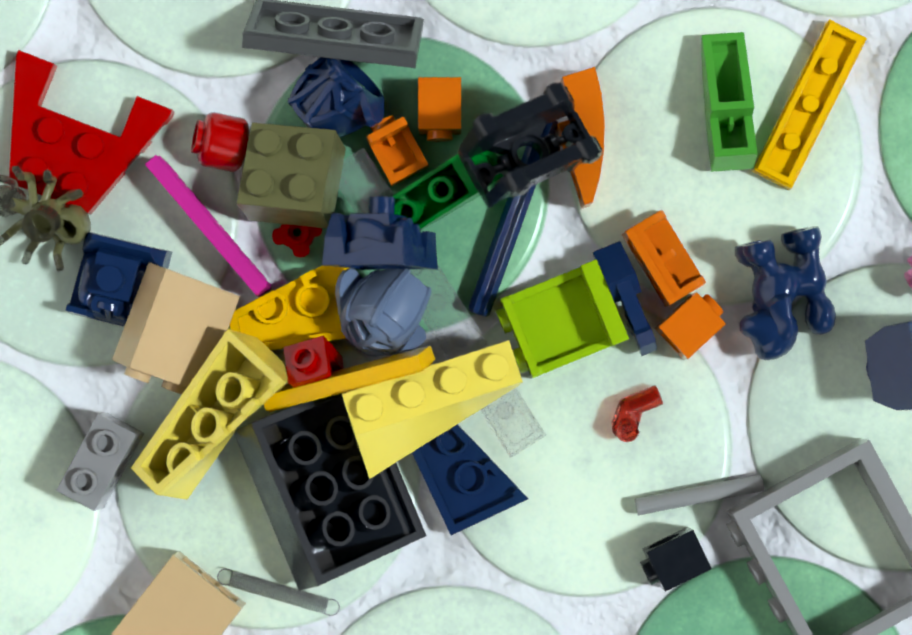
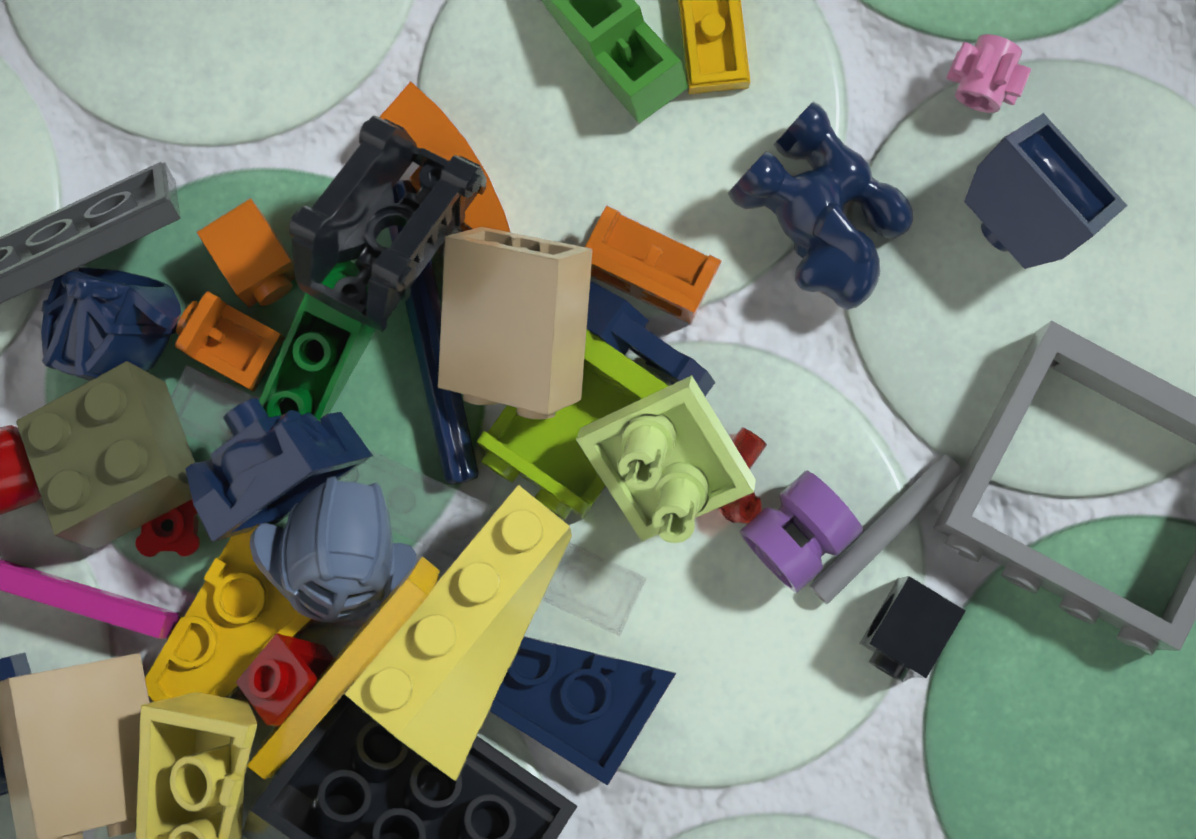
camera: 30 degrees left, 5 degrees down
(565, 245) = (514, 320): none -> tan brick
(599, 379) = (667, 461): none -> yellowish green plate
(664, 462) = (817, 515): none -> medium lavender wheel
(691, 324) = (737, 322): orange brick -> none

